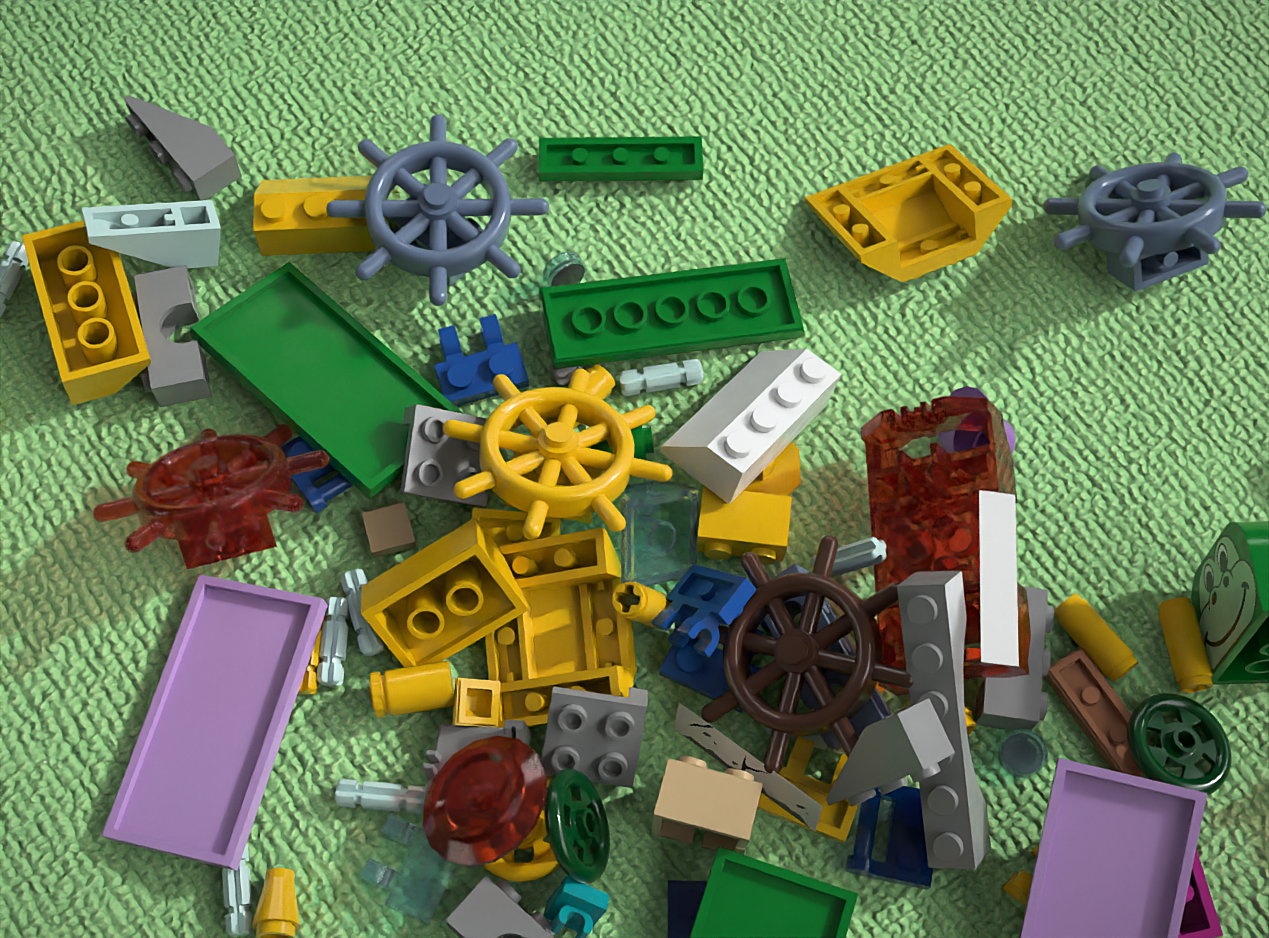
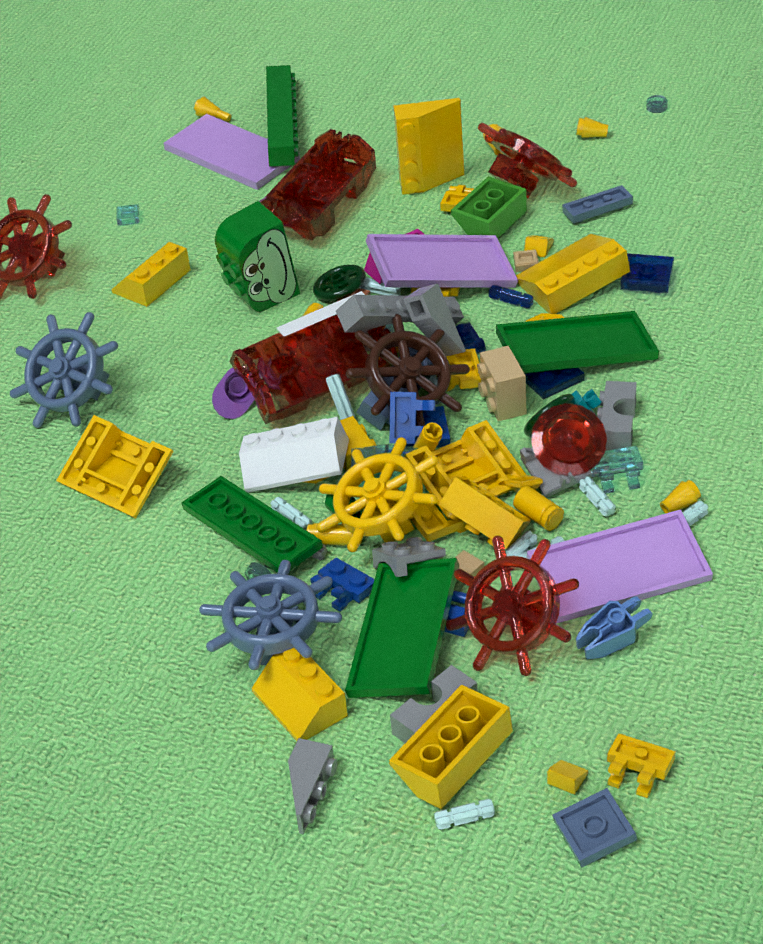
camera: 115 degrees left, 25 degrees down
(108, 619) = (612, 628): none -> medium blue hinge
(158, 232) = (377, 731): light aqua slope -> none
(595, 734) = (504, 426): light grey piece -> none
(620, 158) = (165, 592): green plate -> none
(735, 757) = (471, 385): white sticker -> none
(1185, 645) = (288, 299): yellow piece -> none

